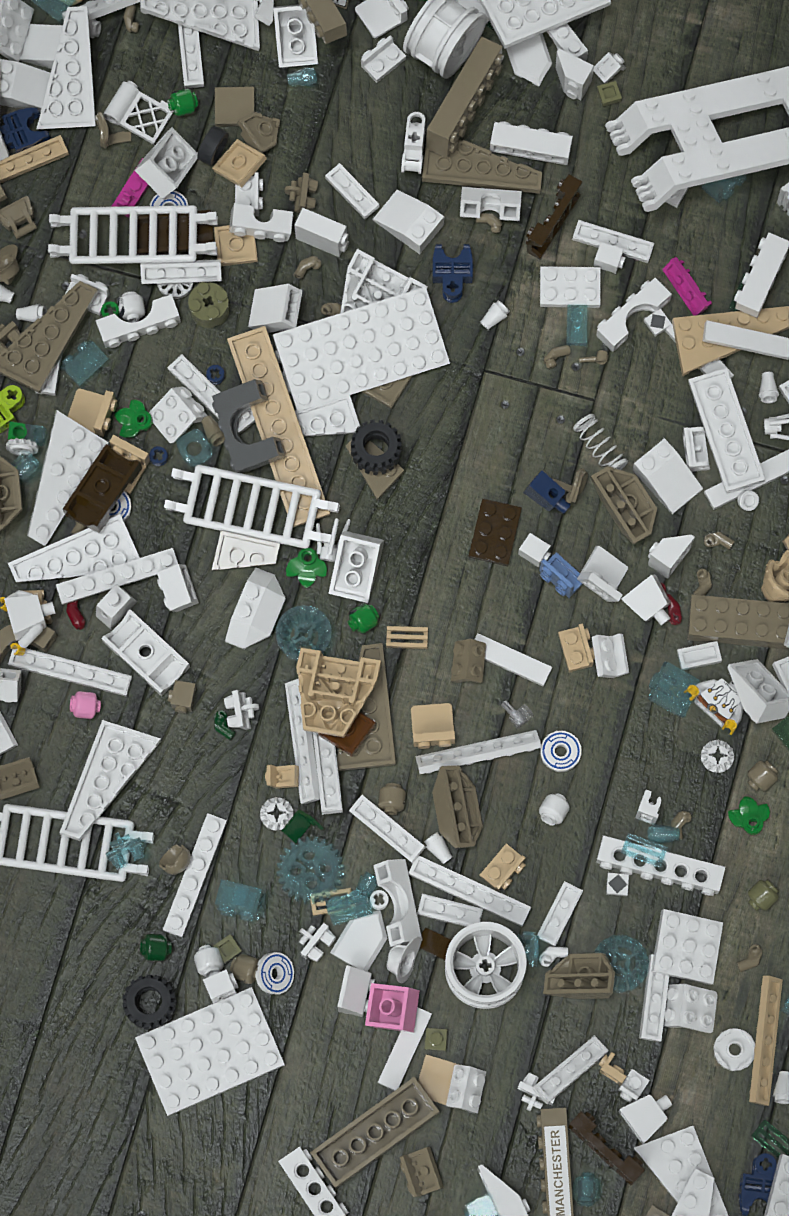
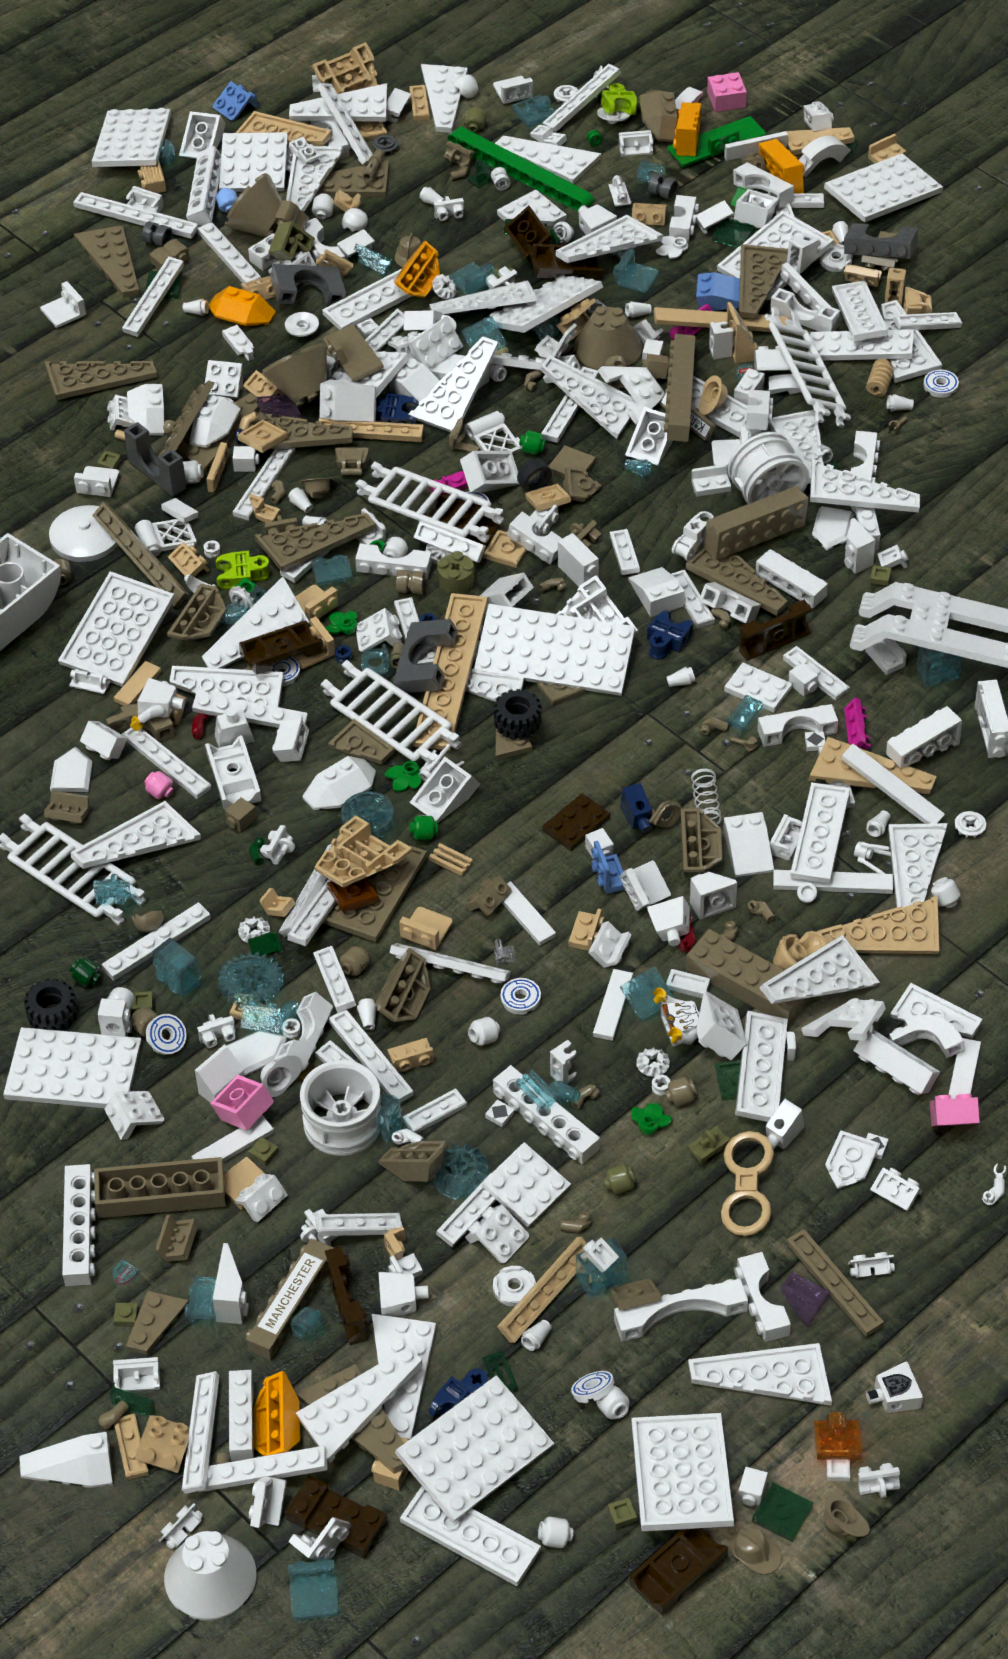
camera: 30 degrees right, 25 degrees down
(171, 338) = (410, 581): none -> dark tan wheel
(297, 1067) = (132, 1109): none -> white bracket
(463, 226) = (697, 610): none -> white tile
(647, 715) = (612, 1006): none -> white tile
(734, 781) = (657, 1080): none -> white bush

